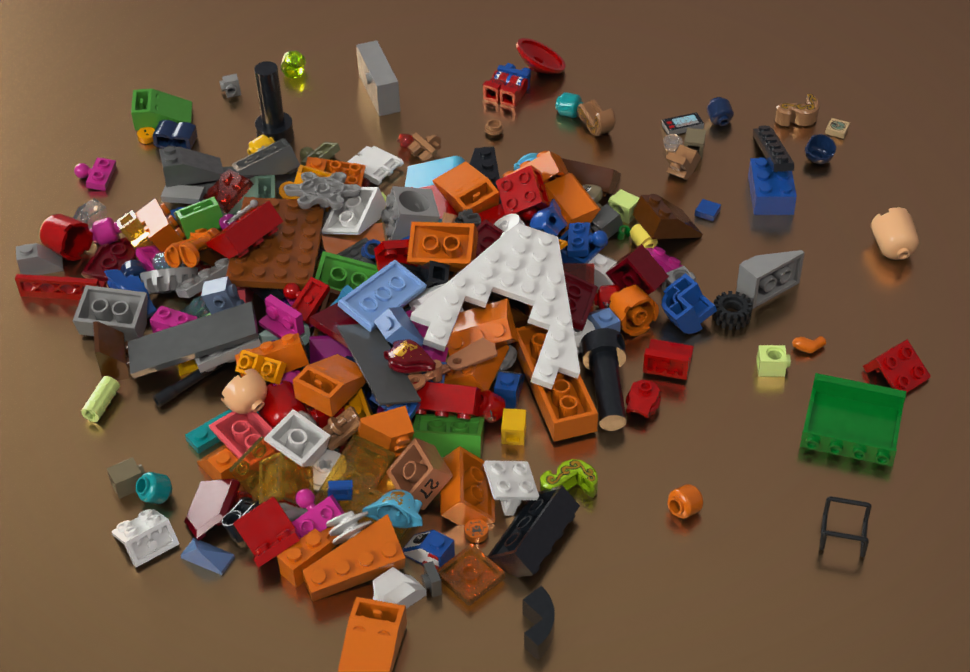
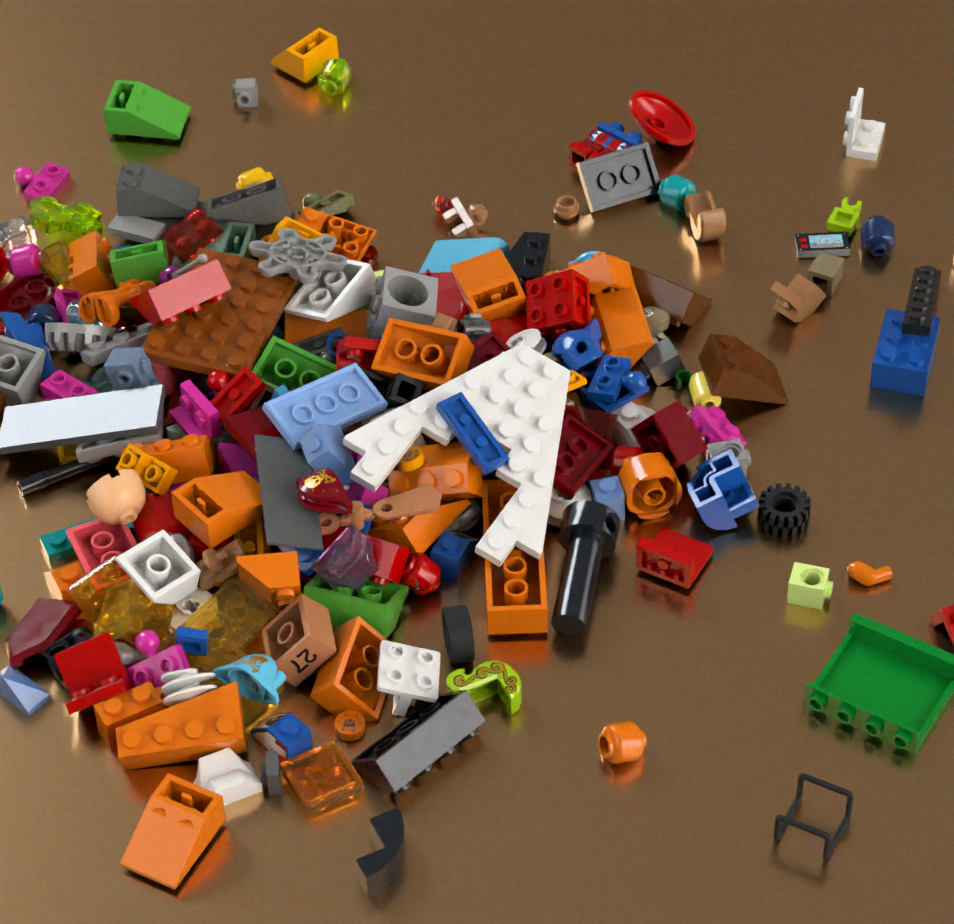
camera: 15 degrees right, 0 degrees up
(118, 196) = (53, 217): none -> clear neon green plate
(145, 135) = (119, 142): light orange tile -> none
(174, 134) = (153, 148): dark blue brick -> none
(268, 49) = (308, 55): none -> light orange slope
(273, 120) = (279, 149): black piece -> none
(377, 162) = (394, 229): white plate -> none
(378, 78) = (434, 114): light grey brick -> none
(439, 406) = (347, 560): none -> slope
(462, 322) = (411, 459): none -> light orange tile
(504, 294) = (472, 433): none -> blue tile
(513, 426) = (440, 596): yellow brick -> none
(525, 100) = (619, 177): none -> plate
(536, 445) = (458, 634): none -> black tyre
(624, 204) = (690, 342): yellowish green brick -> none
(643, 398) = (621, 602): red hand -> none
(672, 142) = (797, 265): clear plate -> none
(680, 46) = (863, 136): none -> white bracket
(691, 103) = (844, 218): none -> lime plate
(707, 210) = (808, 369): blue tile -> none
(769, 275) = (847, 473): light grey slope -> none

